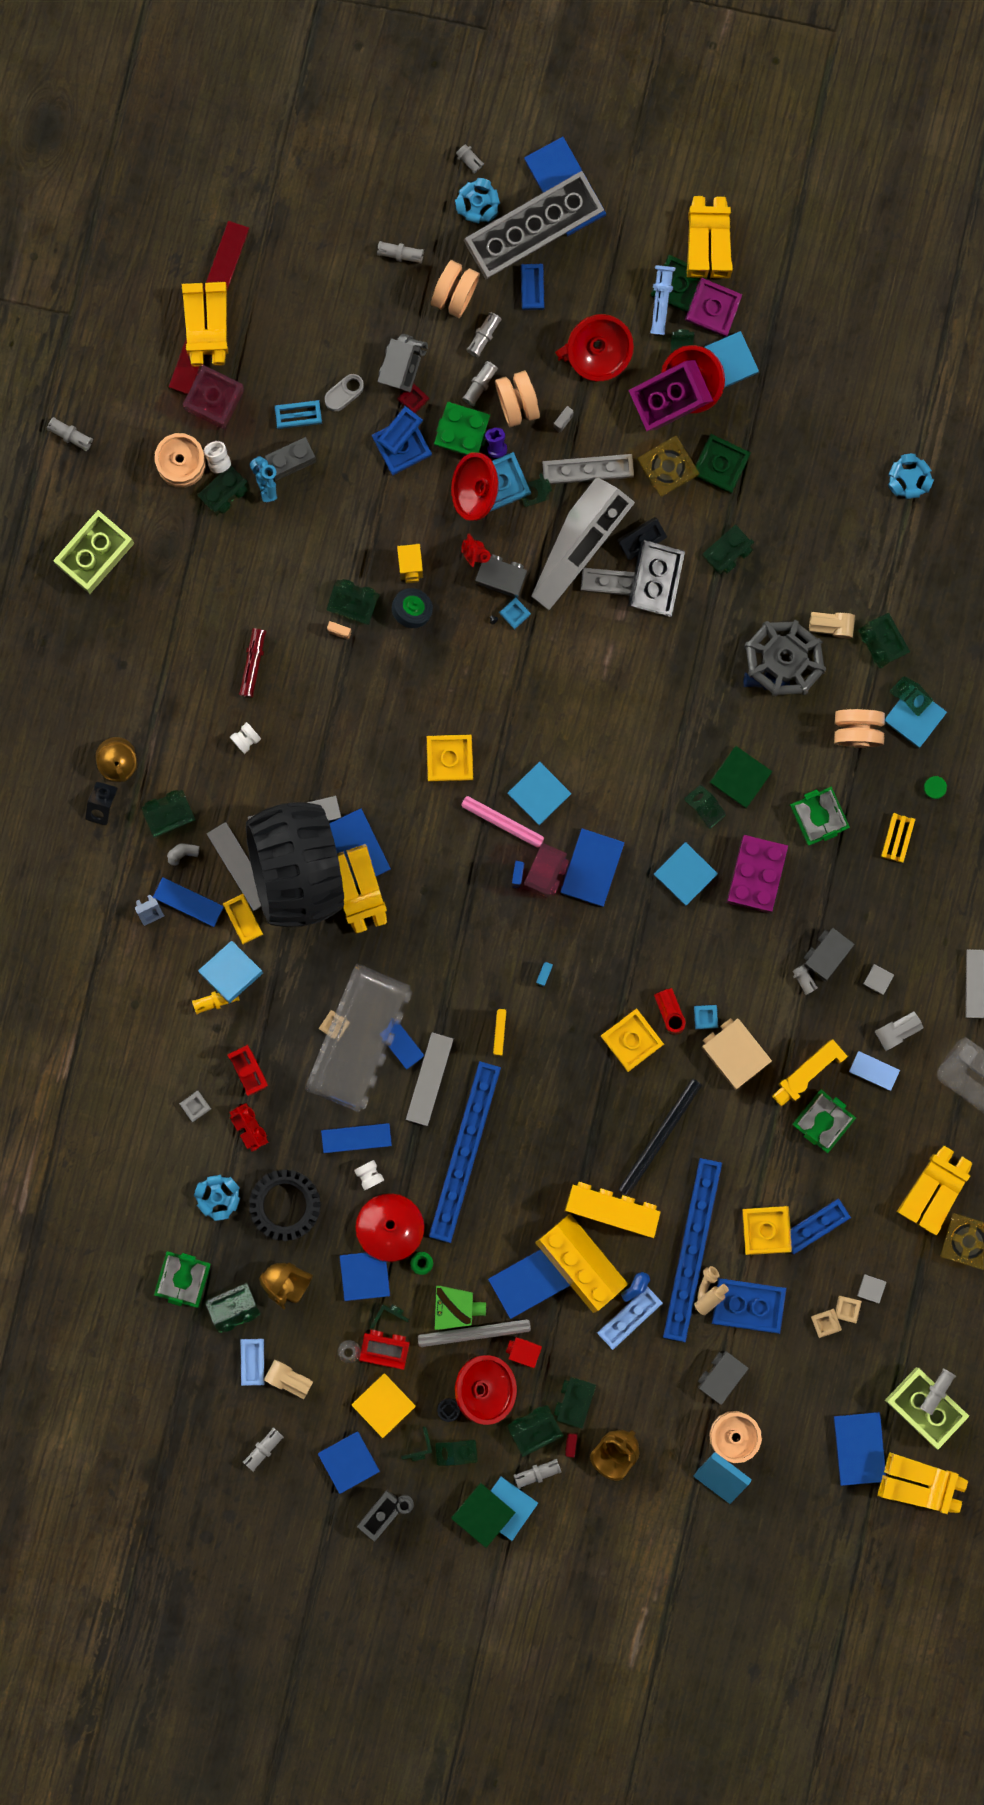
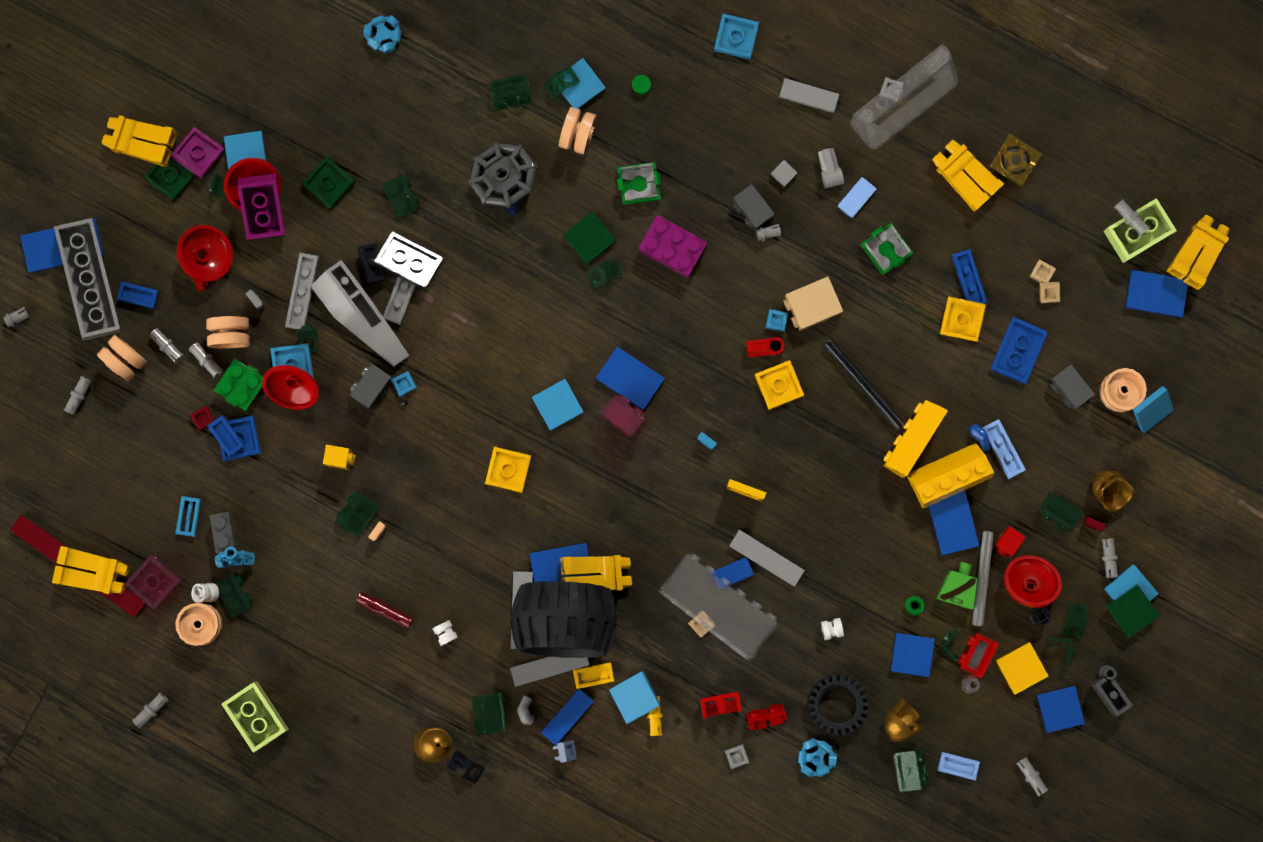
camera: 70 degrees left, 0 degrees up
(182, 1279) = (876, 805): piece -> none
(283, 1377) = (978, 743): tan piece -> none
(339, 395) = (182, 478): light grey piece -> none
(356, 1138) = (798, 631): blue tile -> none
(386, 1243) = (883, 637): red dish -> none
(400, 362) = (170, 419): hinge -> none
(412, 608) = (376, 466): black wheel -> none
(464, 1152) = (833, 545): blue tile -> none
(474, 551) = (344, 402): red hinge -> none
(478, 201) = (53, 320): dark azure piece -> none
(496, 438) = (262, 360): dark purple bush -> none
(502, 821) = (572, 441): bright pink axle -> none
(517, 875) = (620, 440): blue tile -> none
(535, 1430) = (1074, 550): clear green bracket -> none
(662, 288) = (169, 188): light blue pin -> none
(668, 468) = (319, 226): clear yellow piece -> none
(685, 873) = (656, 304): dark azure tile -> none
(692, 1250) = (962, 383): blue tile -> none
(712, 1298) = (1006, 377): tan plant -> none
(799, 1079) = (842, 246): yellow hips -> none
(838, 624) = (487, 125): tan piece -> none
(871, 1288) = (1031, 248): light grey tile -> none
(903, 819) = (660, 117): yellow tile -> none

